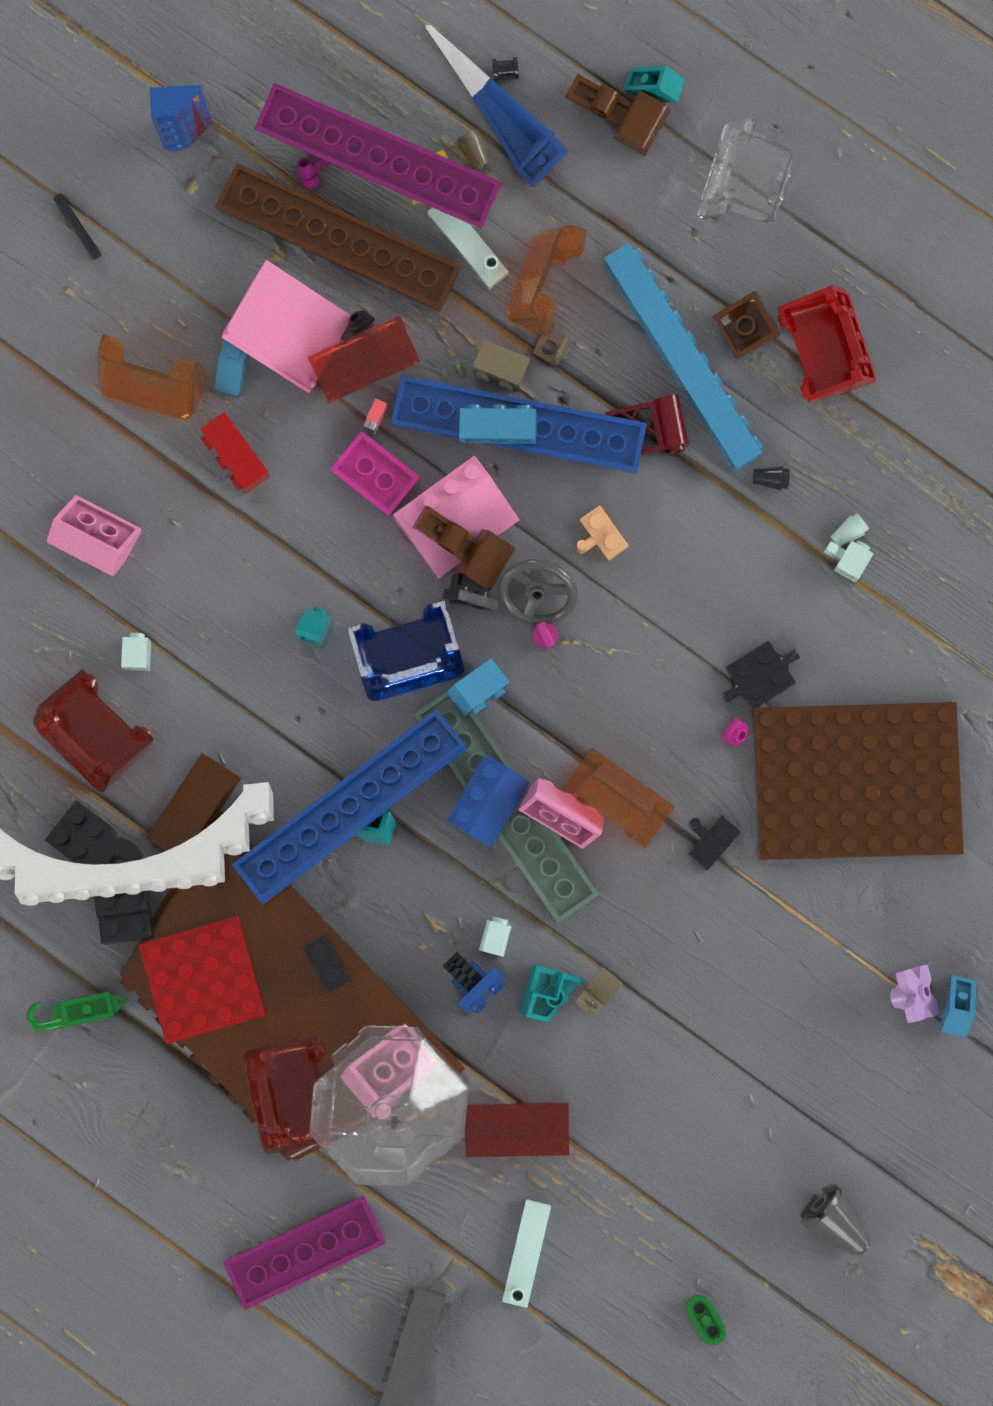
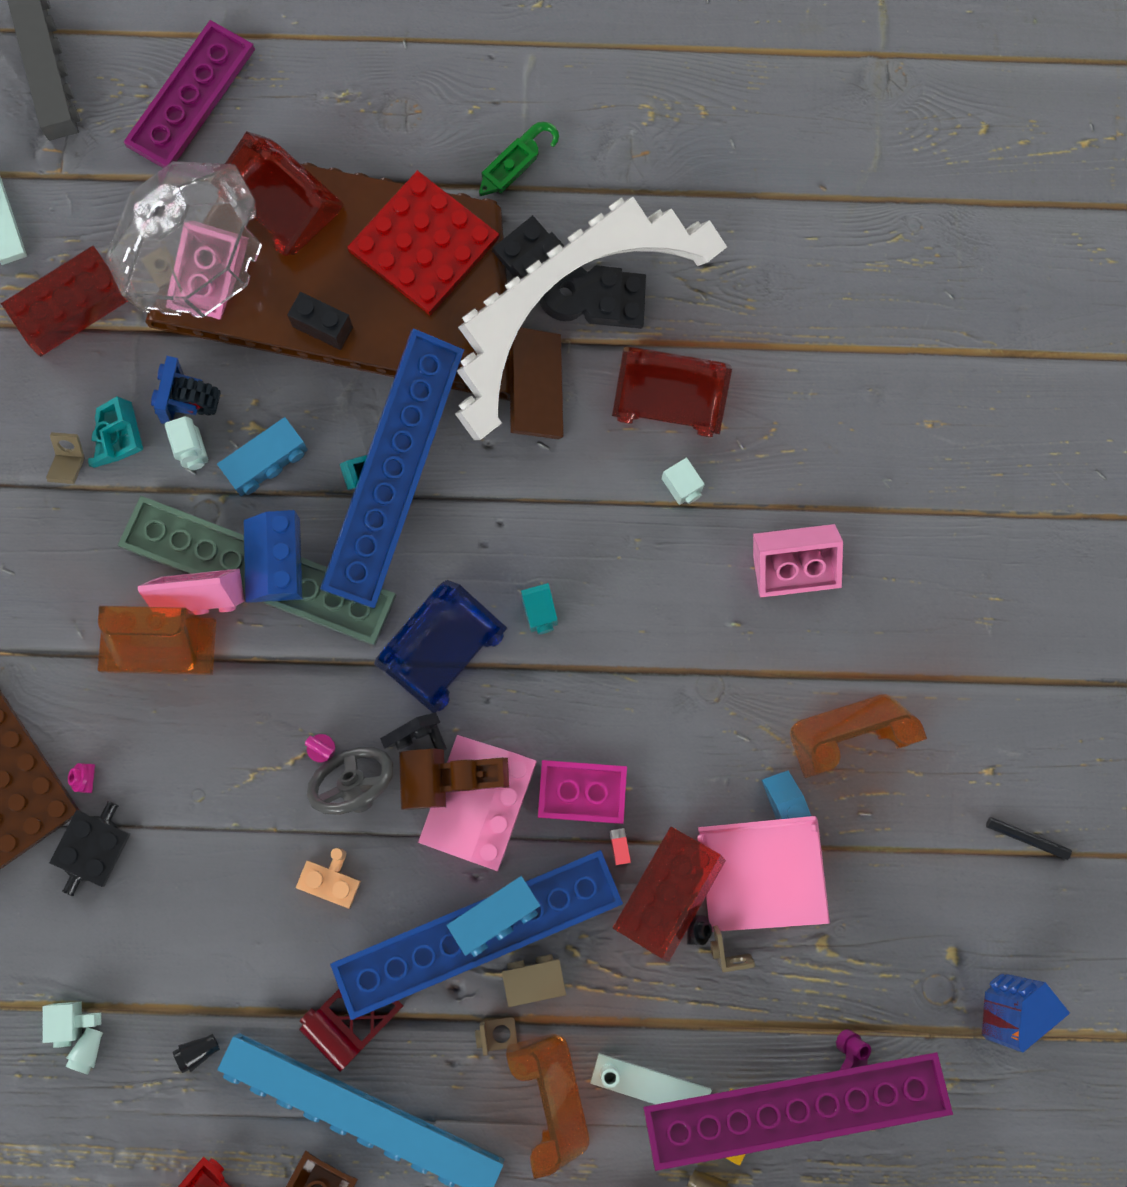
camera: 140 degrees right, 5 degrees down
(234, 453) = (726, 721): red brick -> none
(338, 237) = (778, 1001): reddish brown plate -> none
(357, 289) = (726, 963): none -> dark tan bracket
(443, 890) = (263, 457): none -> dark azure brick
(478, 687) = (348, 654): dark azure brick -> none
(712, 842) = (43, 663): black plate -> none

